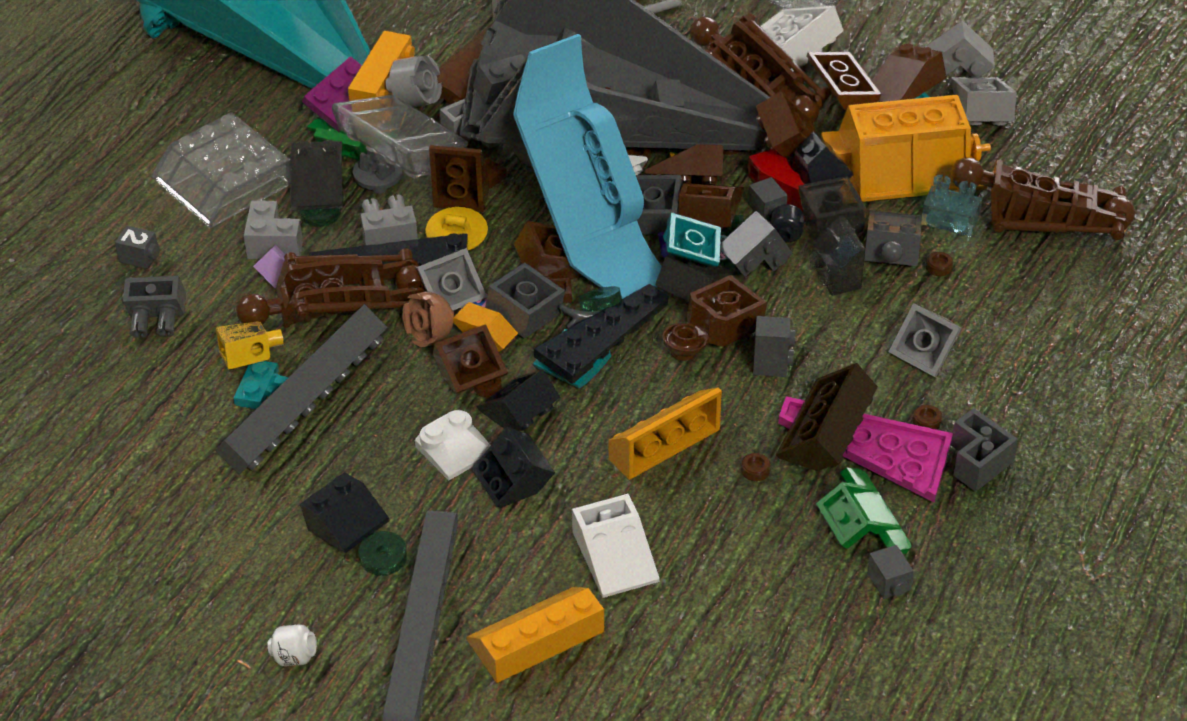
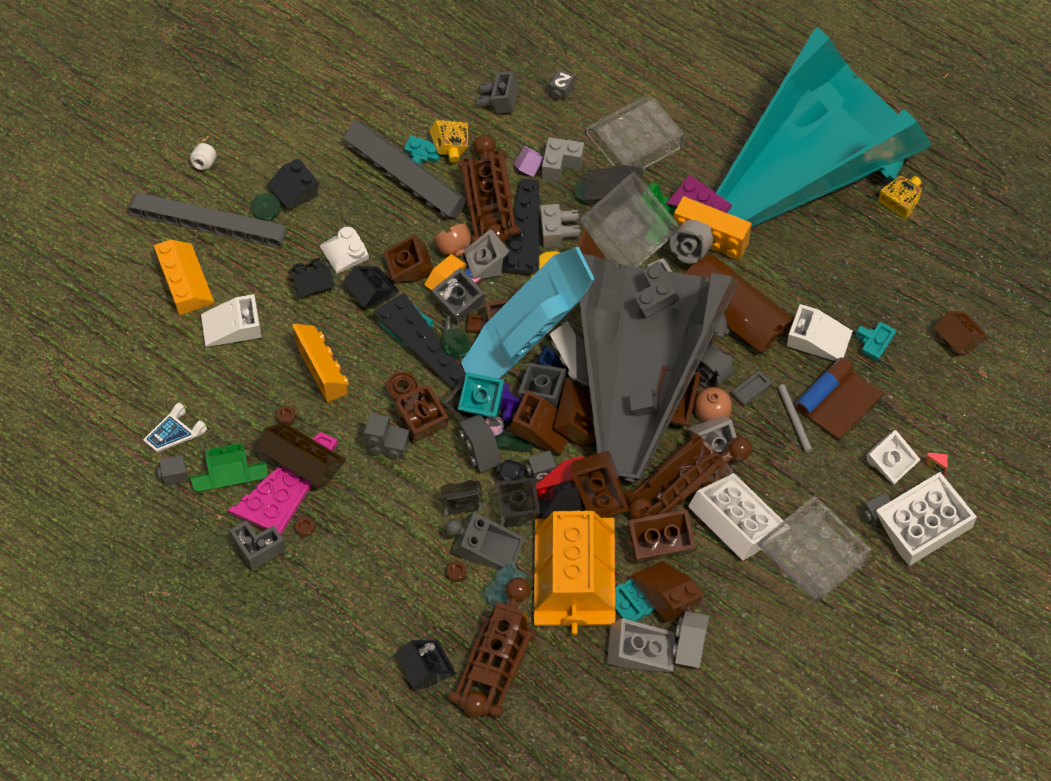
camera: 100 degrees right, 15 degrees up
(819, 592) = (172, 431): none -> flag
(925, 339) = (372, 537): light grey slope -> none
(1083, 268) = (425, 663): none -> black slope

